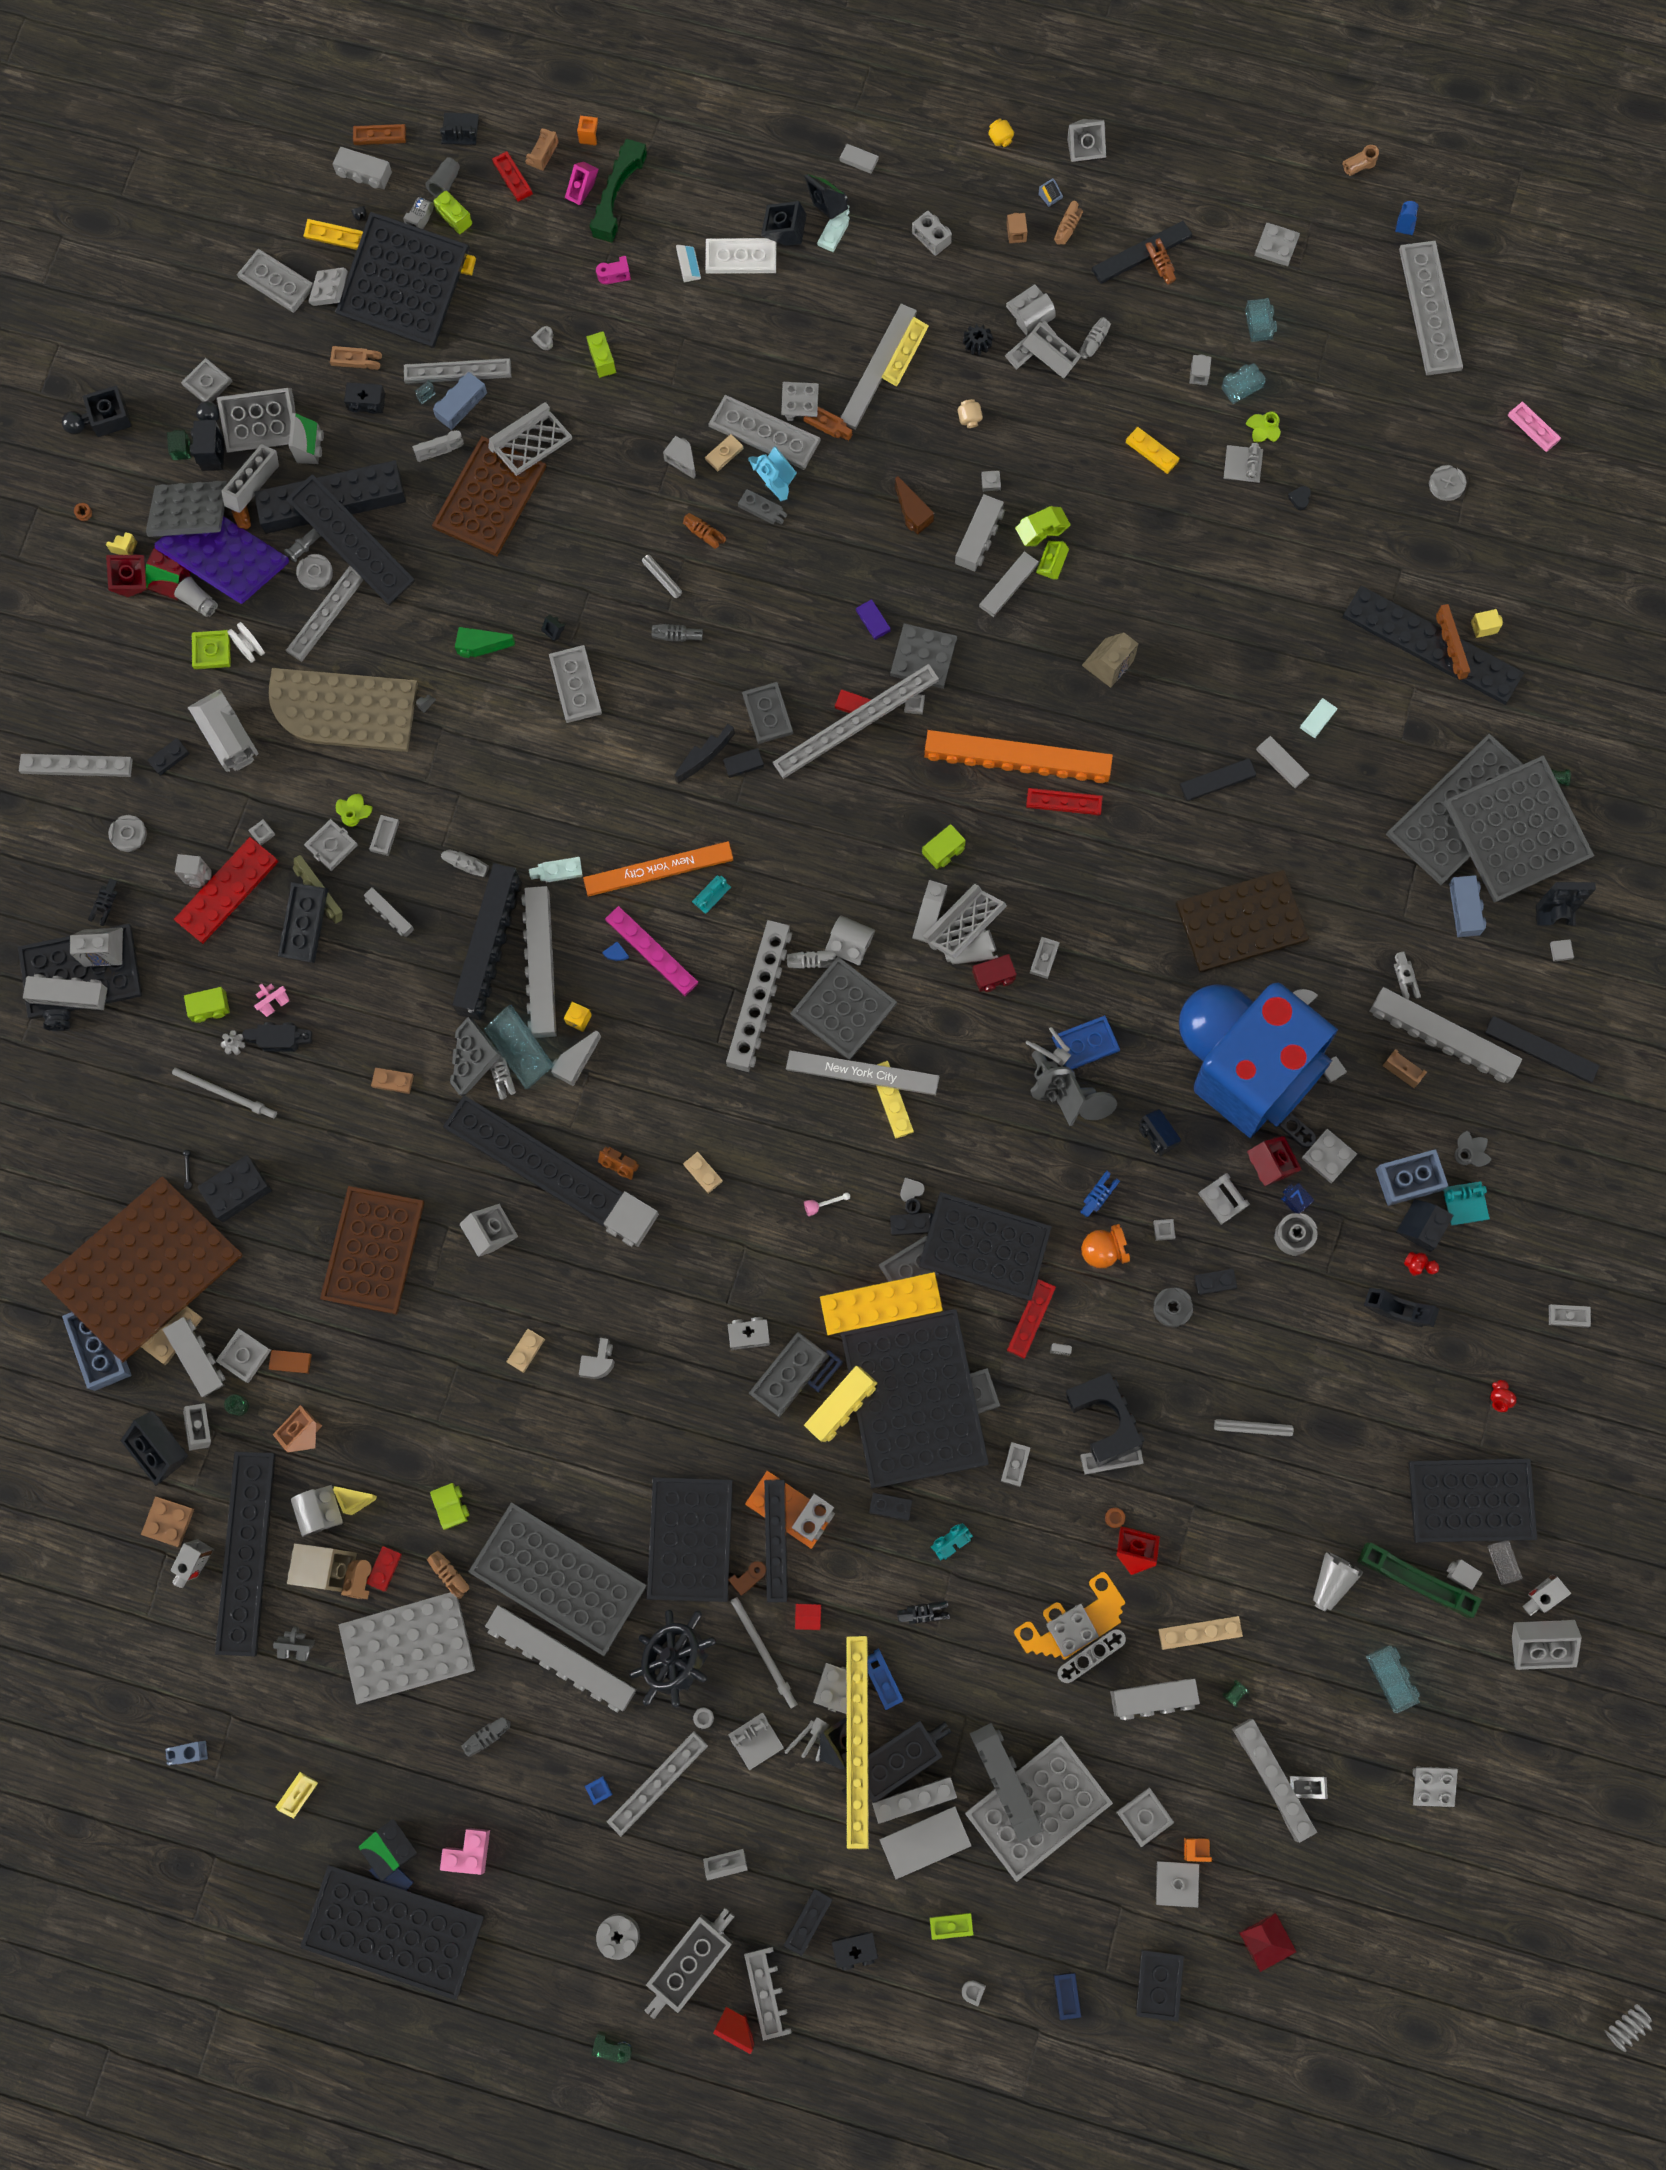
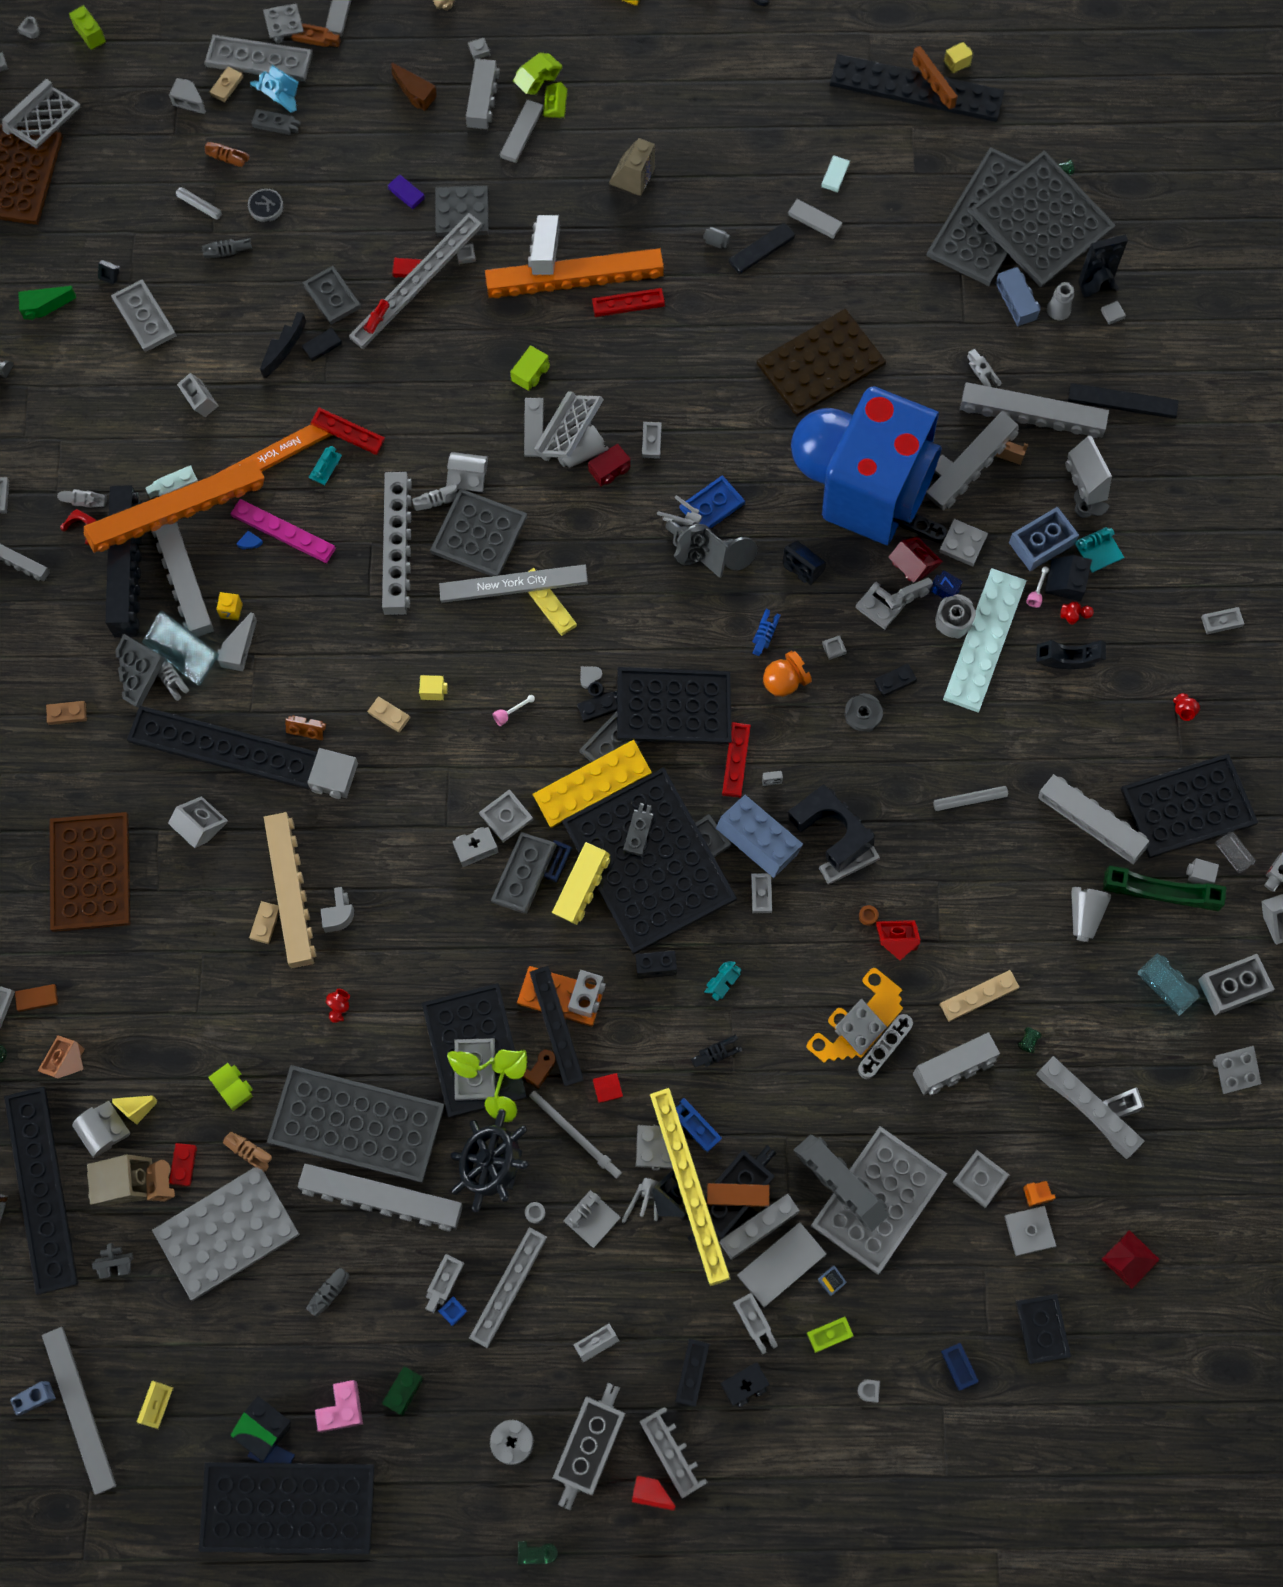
camera: 20 degrees left, 5 degrees down
(225, 1778) = (79, 1411): none -> light grey tile
(464, 887) = (77, 515): none -> red helmet
(530, 1854) = (403, 1391): none -> dark green brick
(550, 901) = (173, 506): none -> orange brick
(557, 1325) = (289, 891): none -> tan brick
(573, 1455) = (339, 1003): none -> red animal
(597, 1759) = (443, 1282): none -> light grey hinge
(605, 785) = (197, 395): none -> light grey brick
(685, 1560) = (484, 1083): none -> light grey tile
(720, 1575) = (505, 1062): none -> lime plant
(728, 596) = (265, 205): none -> black tile
(743, 863) = (347, 431): none -> red tile
(753, 1158) = (432, 687): none -> light yellow brick
(787, 1311) = (506, 816): none -> light grey plate
(804, 751) = (376, 316): none -> red axle
(882, 1889) = (754, 1321): none -> light grey hinge
(901, 1765) = (738, 1195): none -> dark orange tile
(912, 1366) = (639, 830): none -> dark grey hinge
(969, 1873) = (832, 1280): none -> slope
(996, 719) = (544, 245): none -> brick
(1029, 1406) = (759, 836): none -> sand blue brick
(1174, 756) = (716, 237): none -> dark grey brick
(1255, 1197) = (909, 593): none -> light grey hinge
(1319, 1265) = (984, 640): none -> light aqua plate
(1364, 1074) = (973, 460): none -> light grey brick
(1370, 1488) = (1093, 819): none -> light grey brick
(1384, 1237) = (1035, 598): none -> bright pink hinge
(1460, 1701) = (1236, 984): none -> light grey brick
(1480, 1120) = (1089, 471): none -> light grey slope
(1509, 927) = (1060, 304): none -> light grey plant

